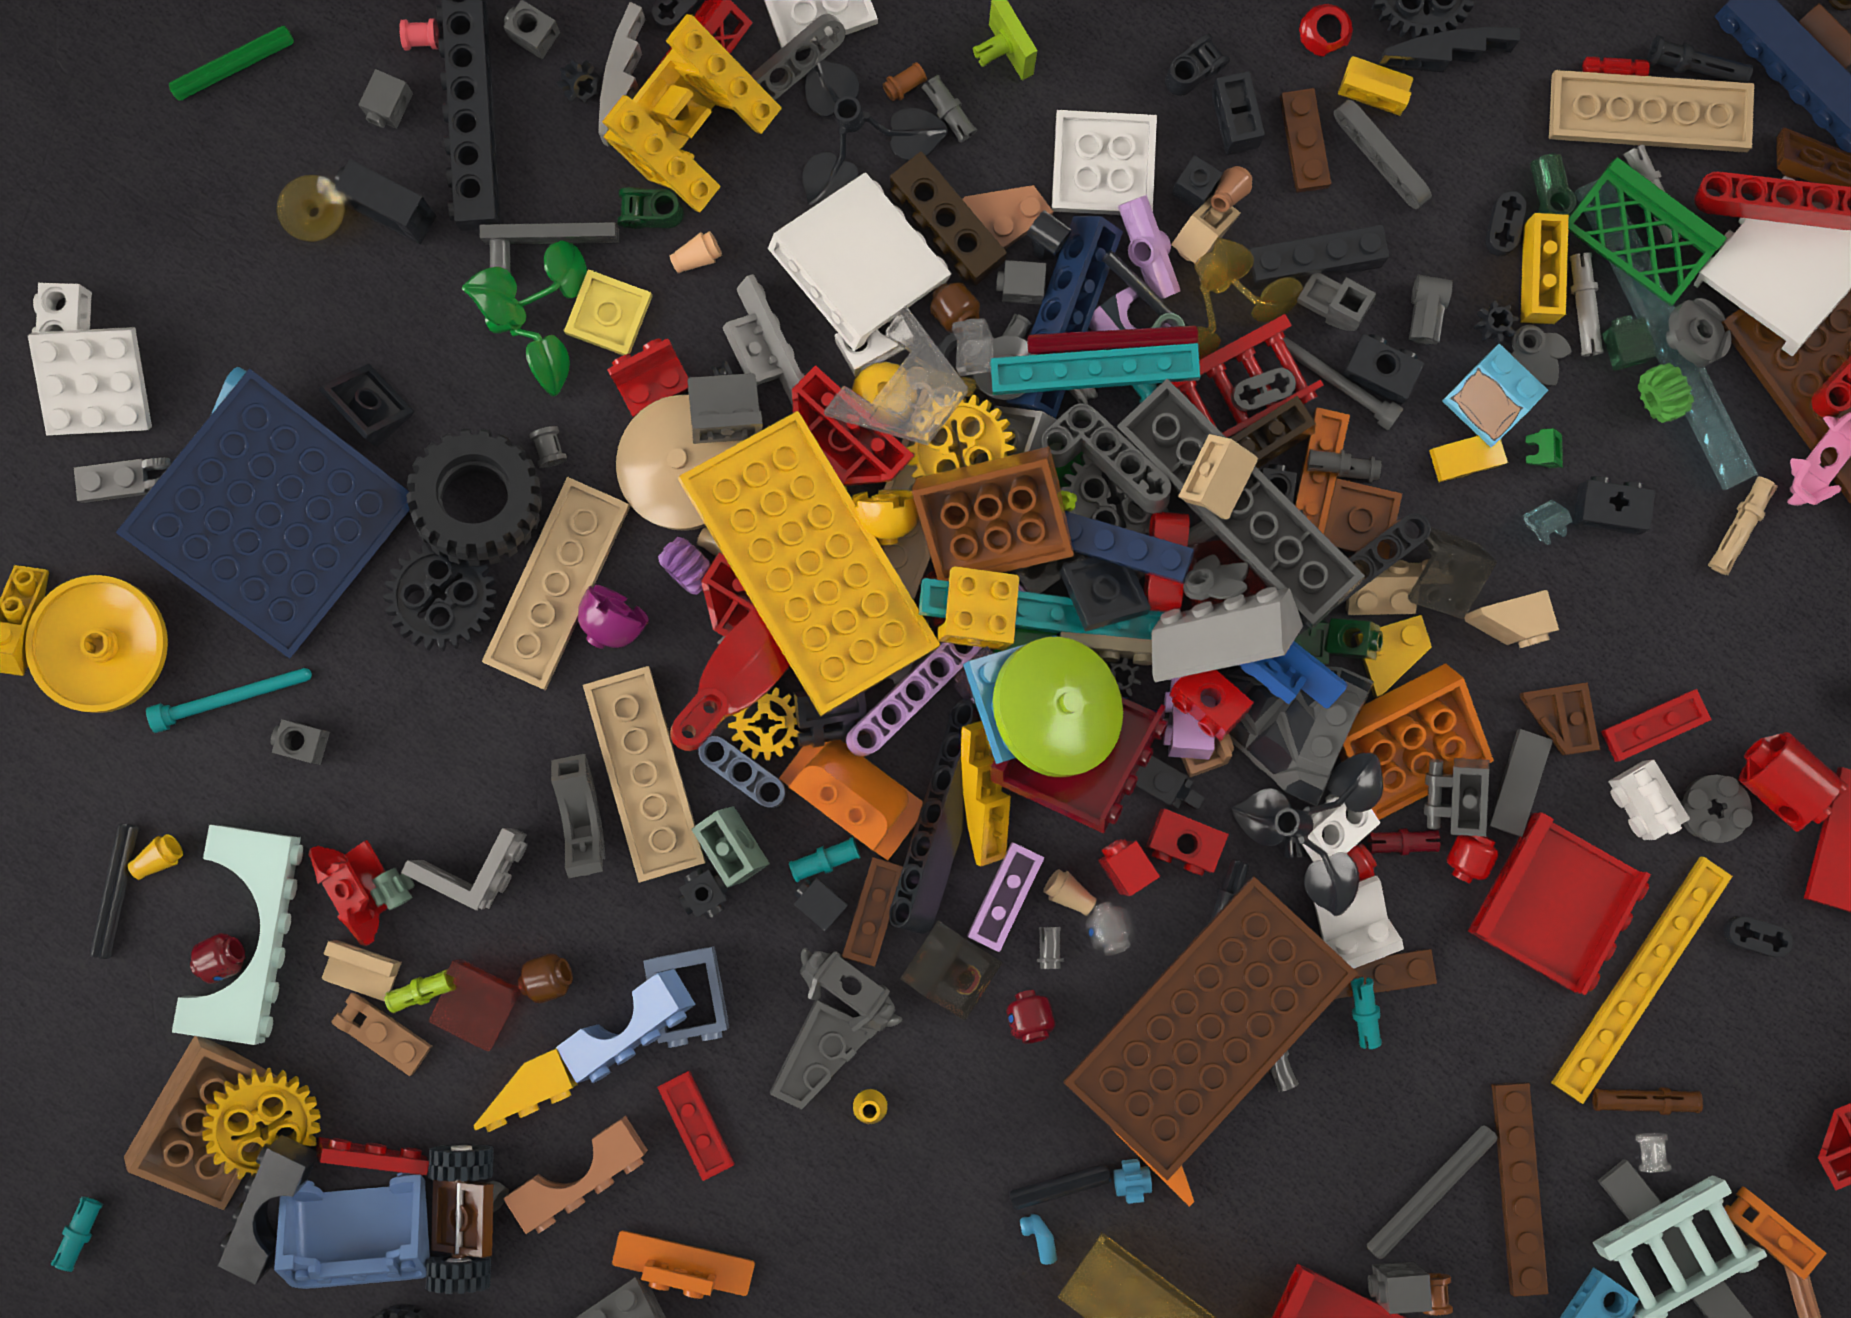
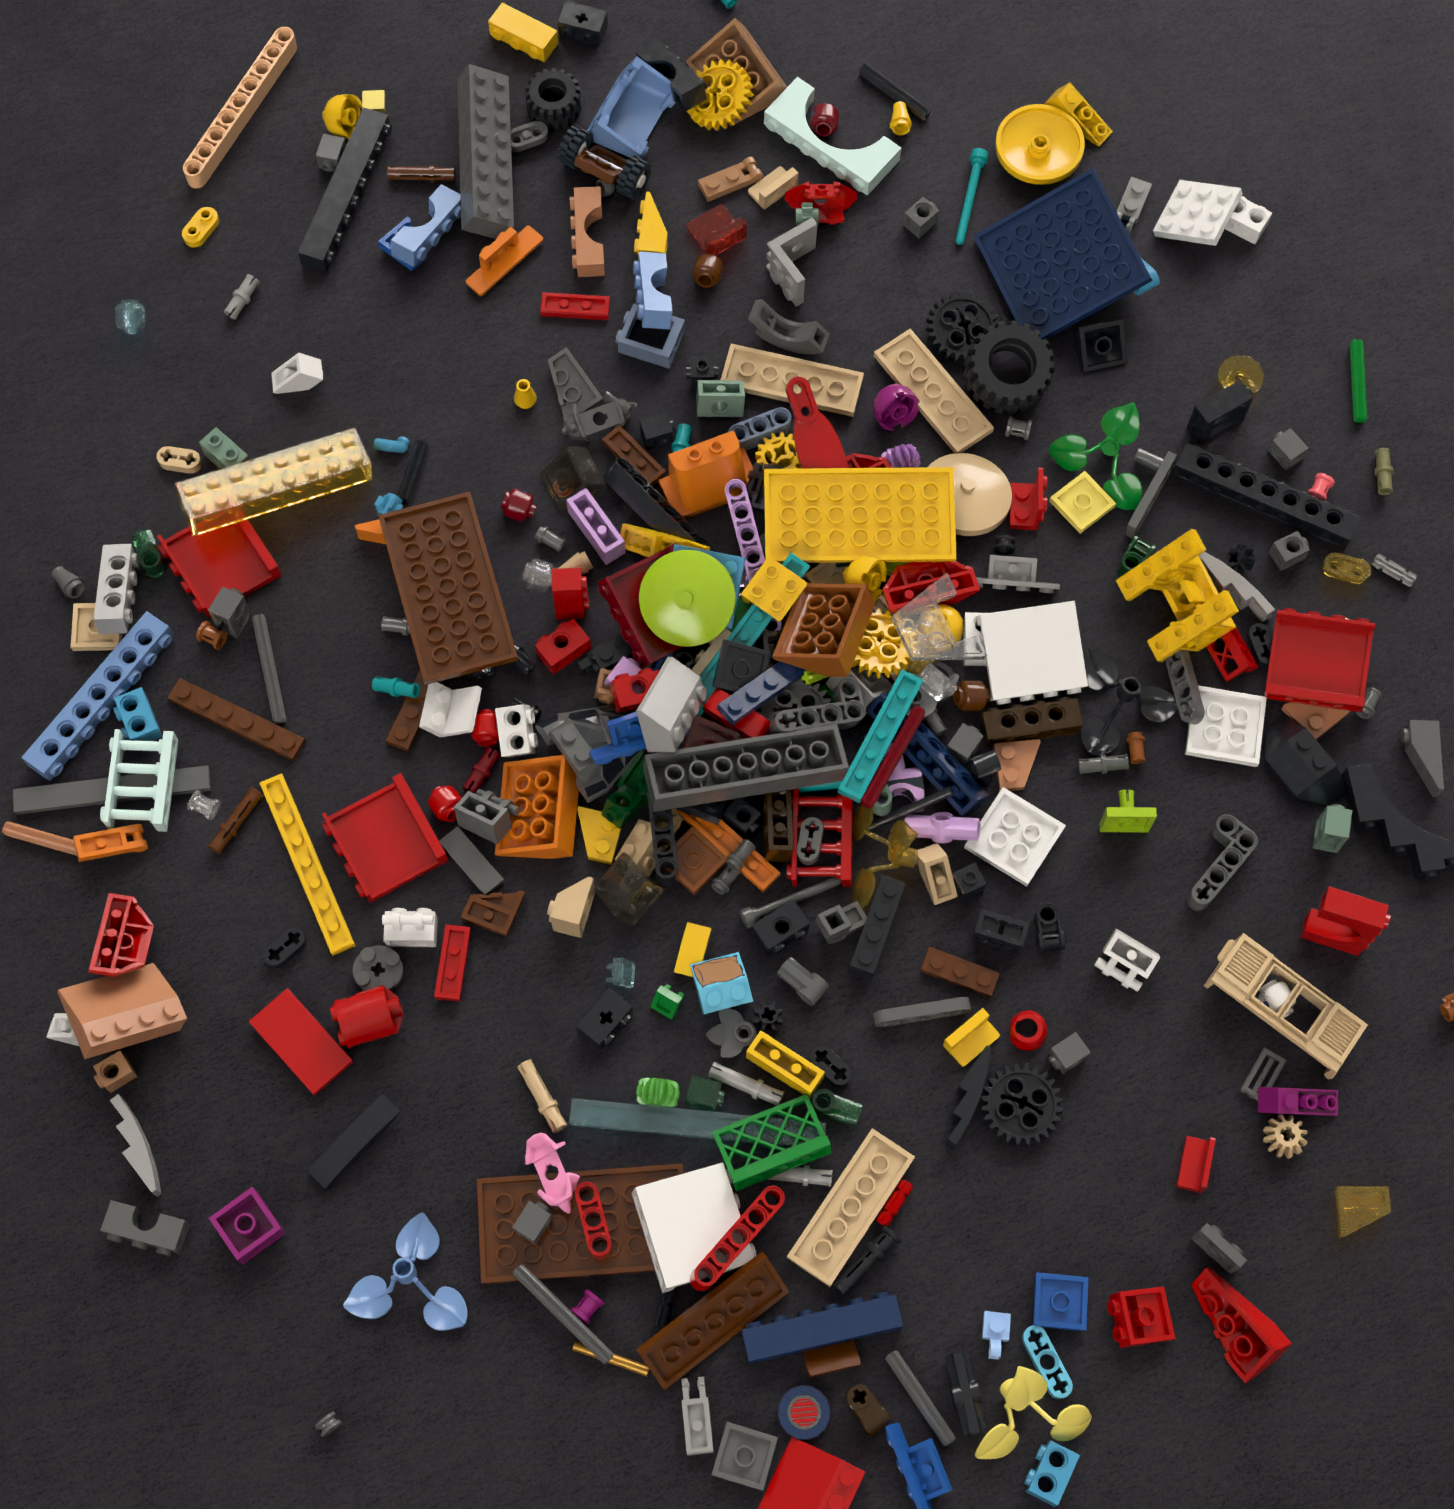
camera: 125 degrees right, 15 degrees down
(371, 1156) = (669, 134): red wing -> none
(419, 991) = (741, 205): lime pin -> none
(696, 253) = (1092, 570): light nougat cone -> none
(724, 408) = (983, 524): dark grey bracket -> none
(1215, 580) = (708, 726): dark grey plate -> none
(1218, 475) = (767, 754): tan panel -> none
(1232, 187) = (952, 901): nougat cone -> none
(1270, 818) = (536, 692): black plant -> none
(1683, 334) = (682, 1152): dark grey plate -> none

